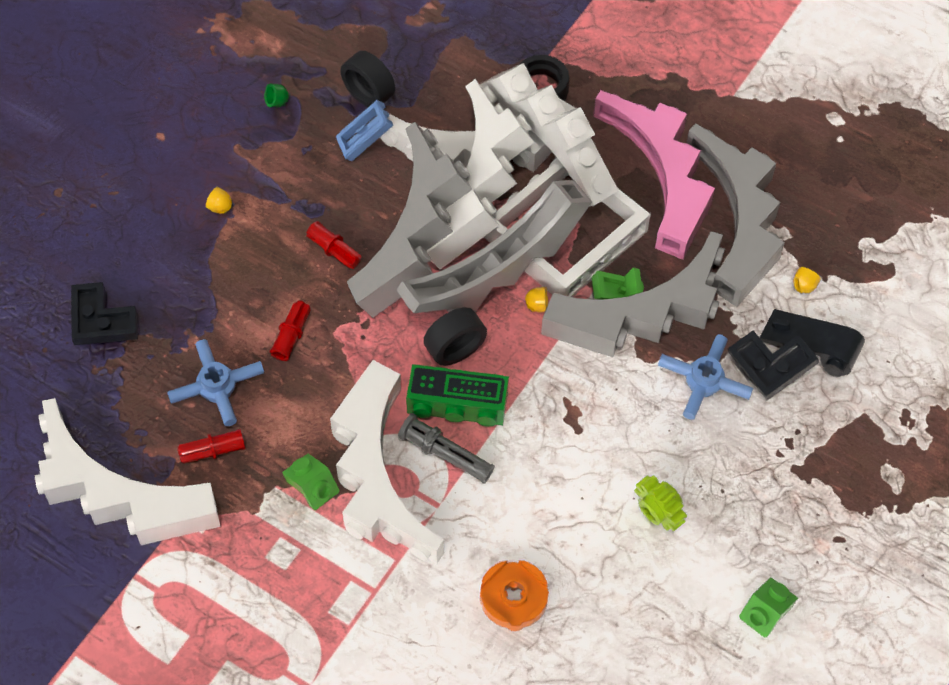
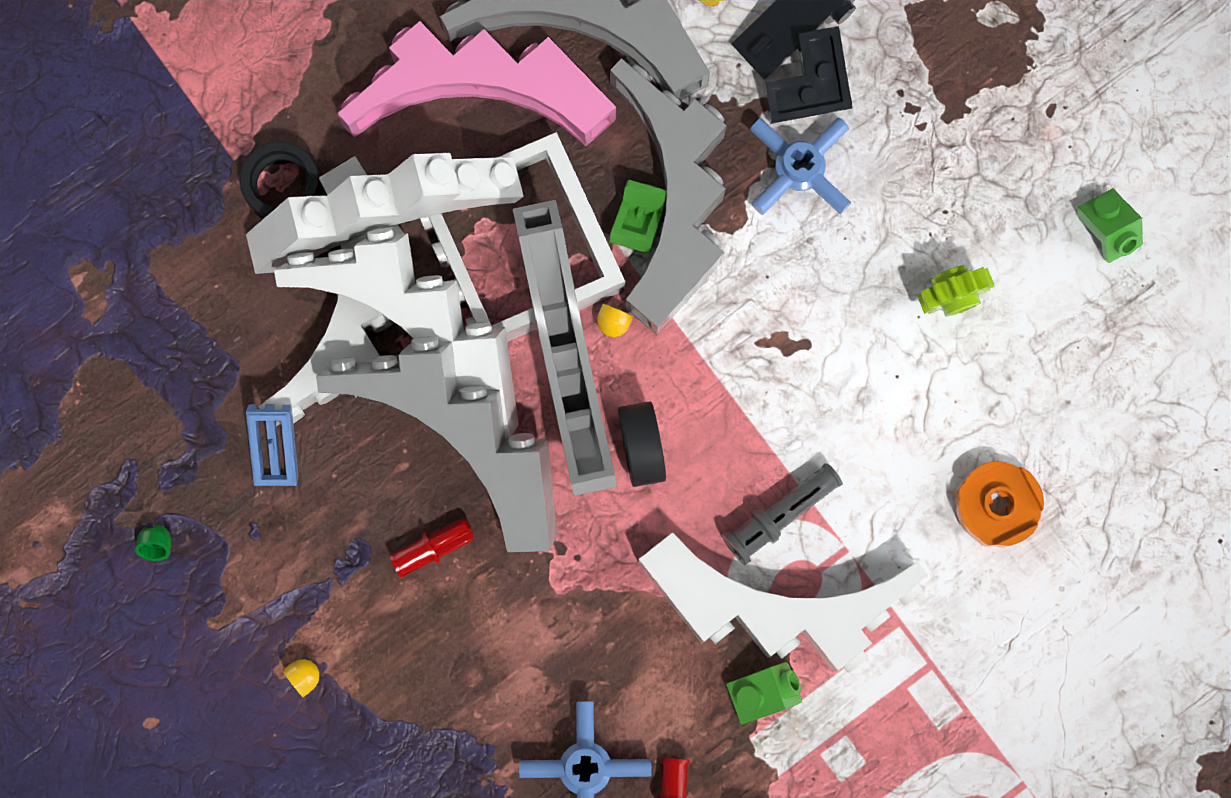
camera: 70 degrees left, 20 degrees up
(290, 331) = (539, 646): red axle -> none
(367, 78) = (190, 410): black tyre -> none
(457, 395) = (718, 472): green brick -> none

